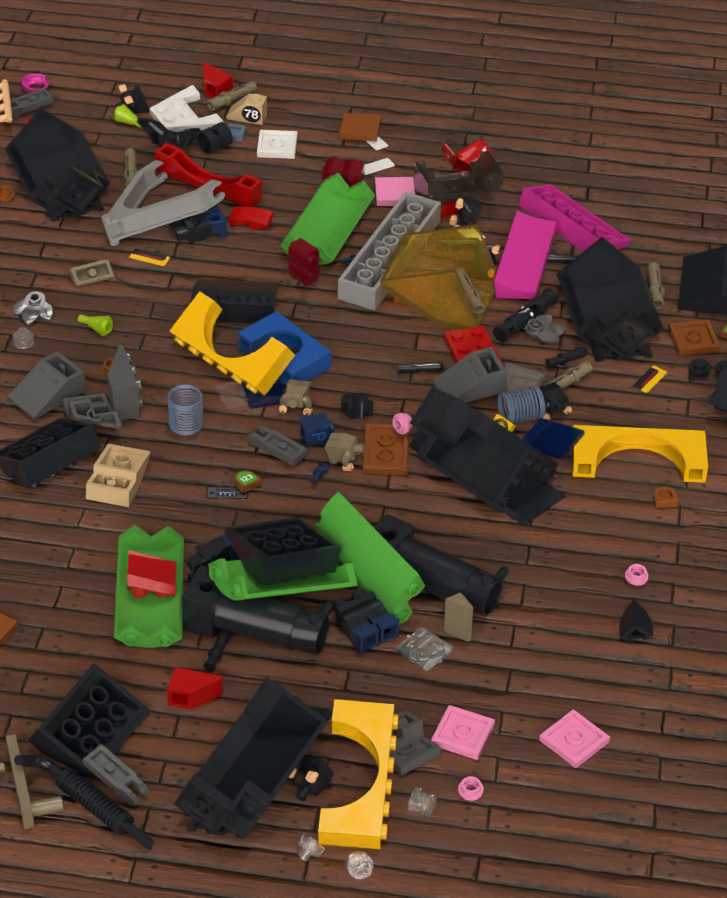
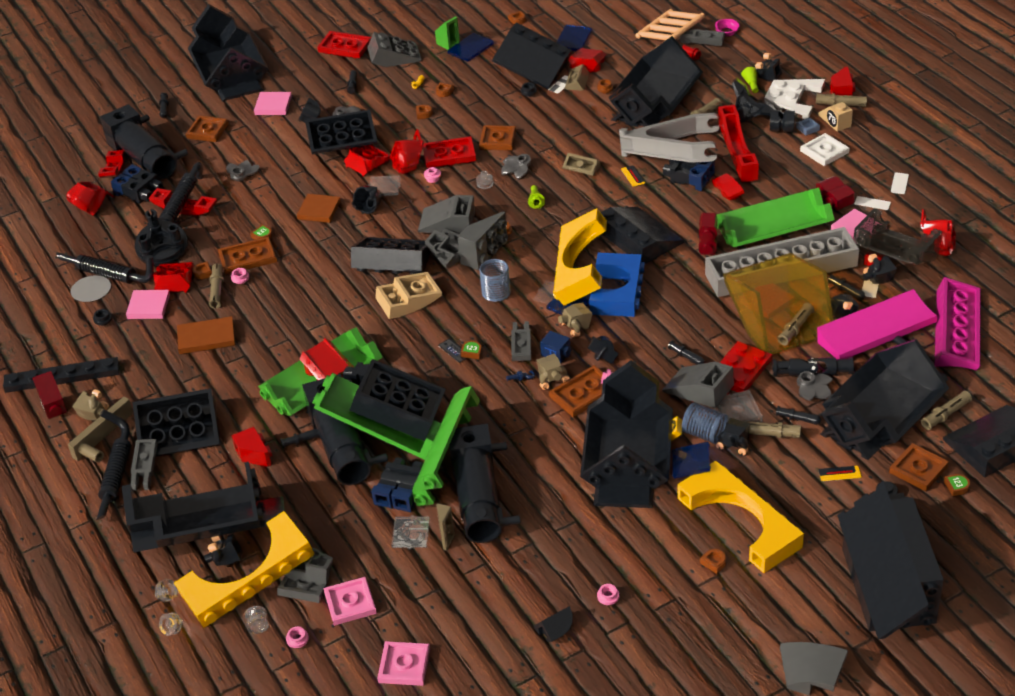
camera: 55 degrees right, 0 degrees up
(360, 127) = (900, 169): dark orange tile -> none

